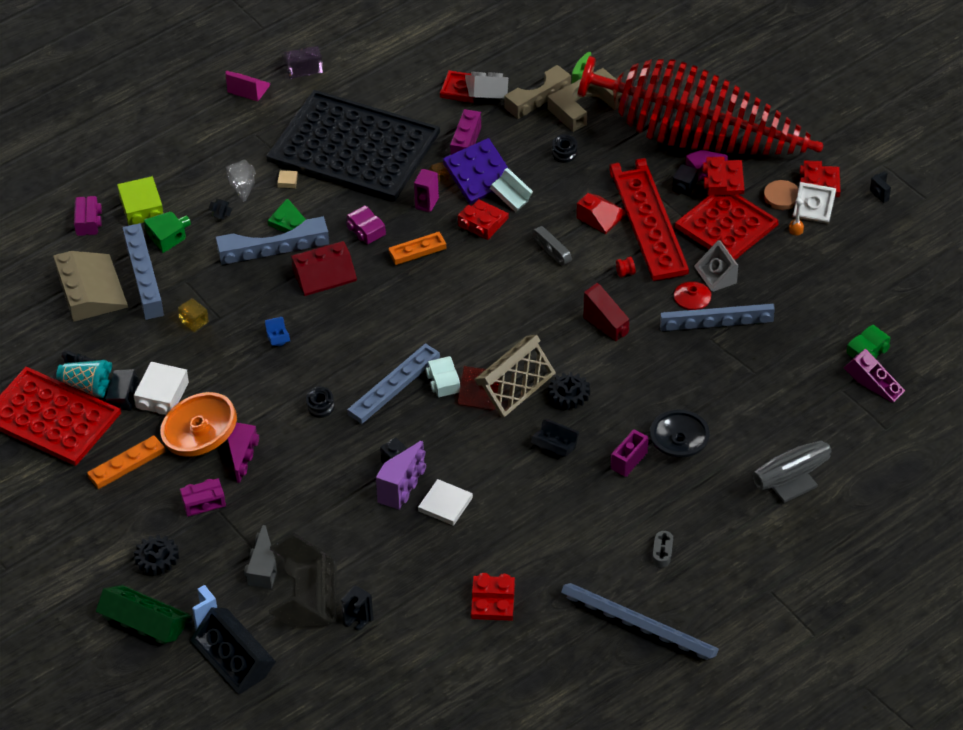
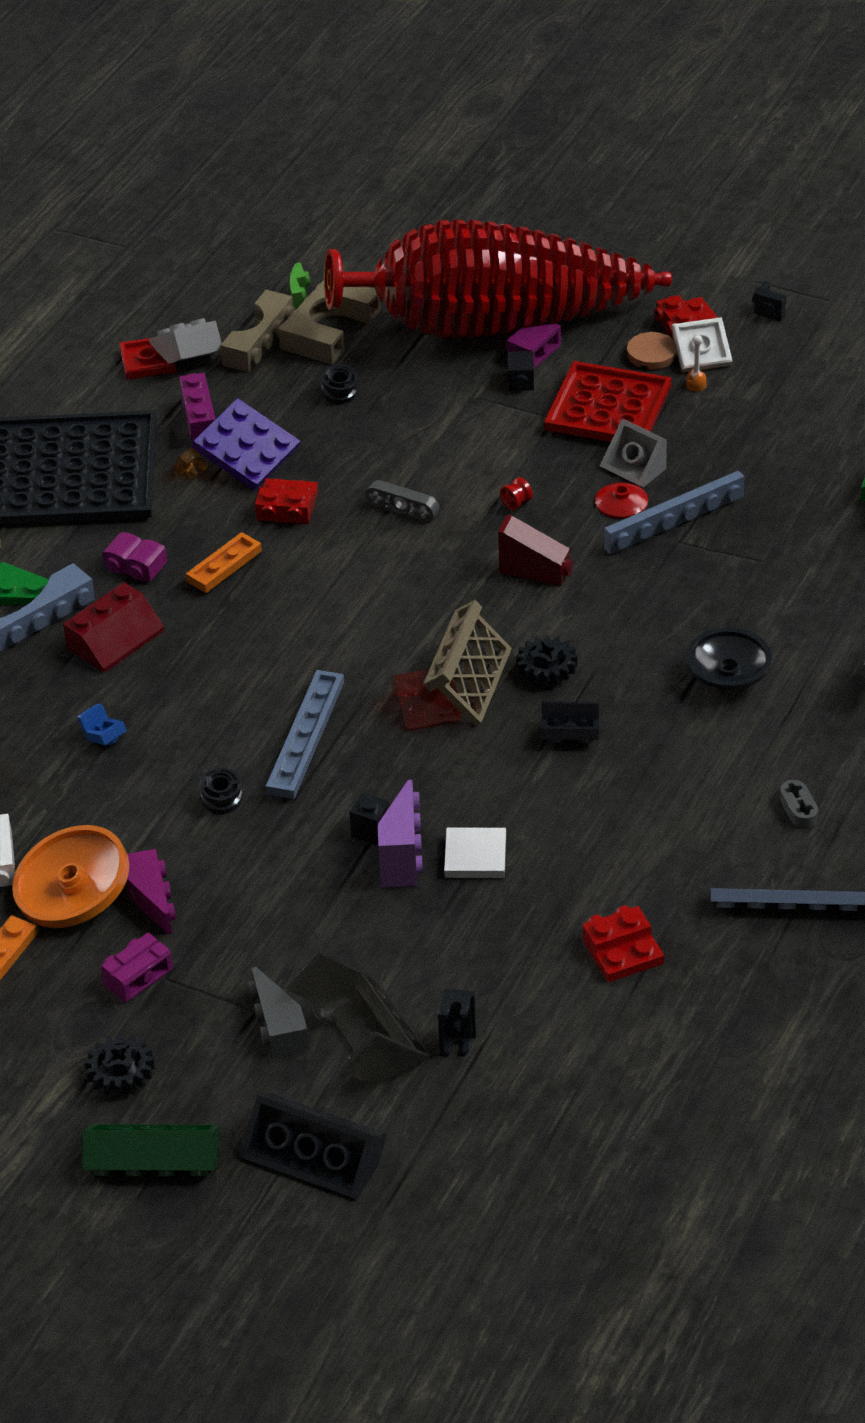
camera: 25 degrees left, 5 degrees down
(207, 601) = (242, 1095): light blue panel -> none
(426, 190) = (193, 487): magenta brick -> none
(443, 376) = (369, 701): light aqua brick -> none
(511, 190) = (306, 451): light aqua panel -> none
(599, 212) = (436, 444): red slope -> none
(629, 453) = (680, 704): magenta brick -> none
(649, 221) = (507, 431): red hinge -> none
(723, 176) = (572, 348): red plate -> none

